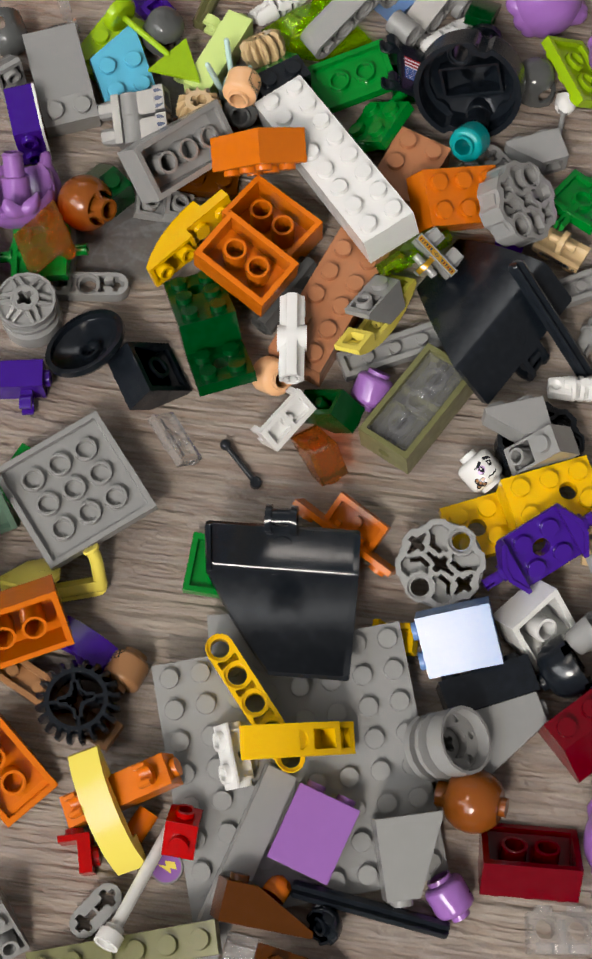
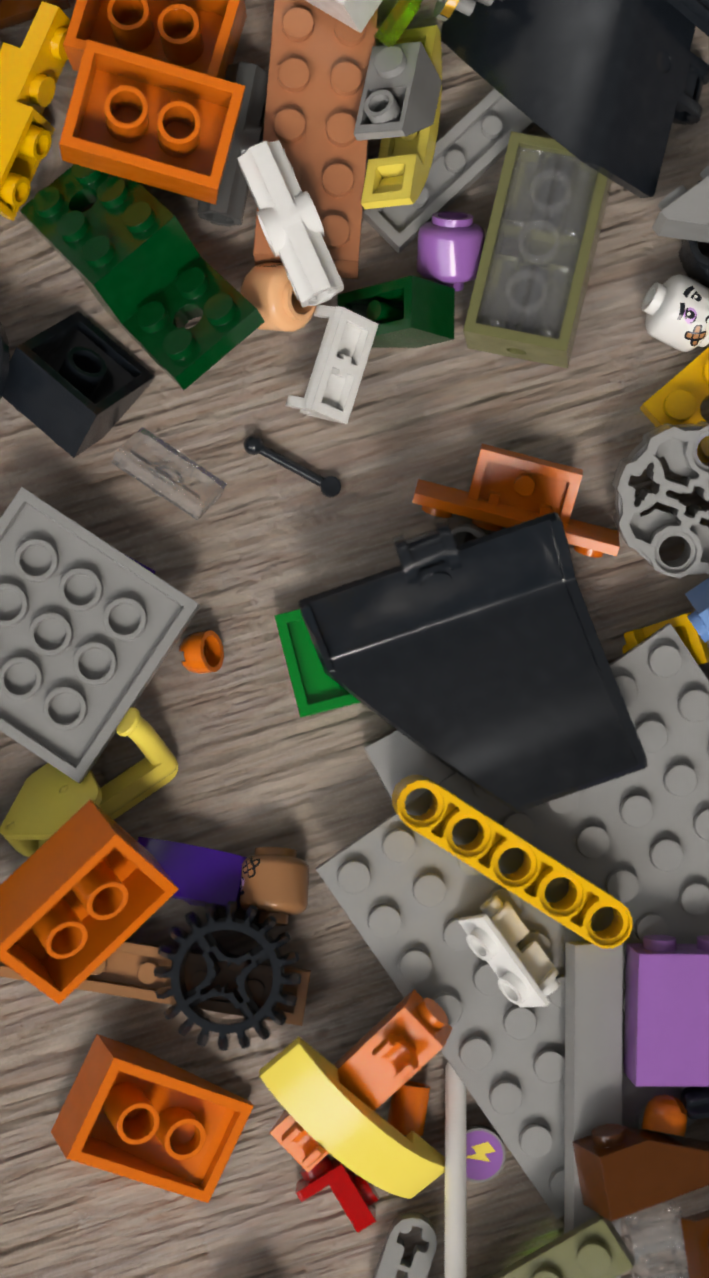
camera: 25 degrees left, 15 degrees up
(154, 536) = (202, 652): none -> orange hinge
(181, 831) = (484, 1099): red bracket -> none
(296, 739) = (611, 901): yellow slope -> none
(320, 455) = (416, 397): clear orange slope -> none

